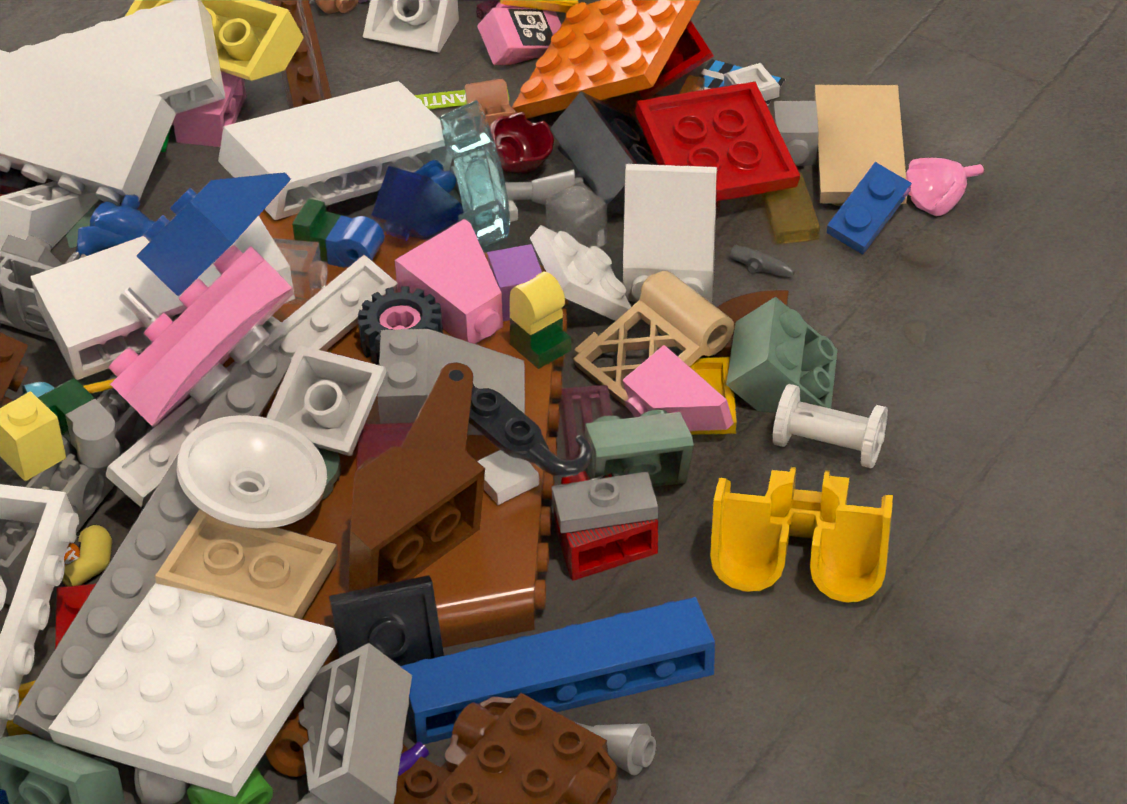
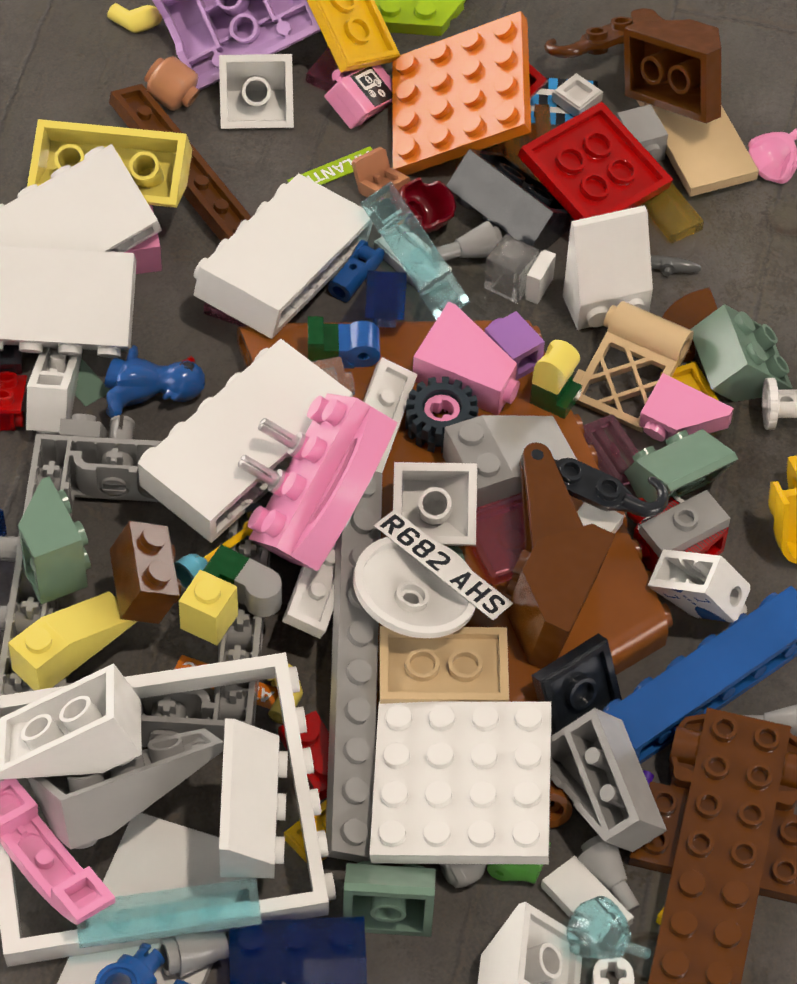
camera: 25 degrees left, 10 degrees up
(206, 226) = (305, 391): blue slope -> none
(297, 460) = (443, 564): none -> white sticker
(581, 272) = (547, 318): white plate -> none
(587, 567) = (717, 590): none -> white torso
(606, 232) = (540, 276): none -> white tile
(846, 62) = (664, 61): none -> reddish brown slope
(869, 208) = (736, 193): blue plate -> none

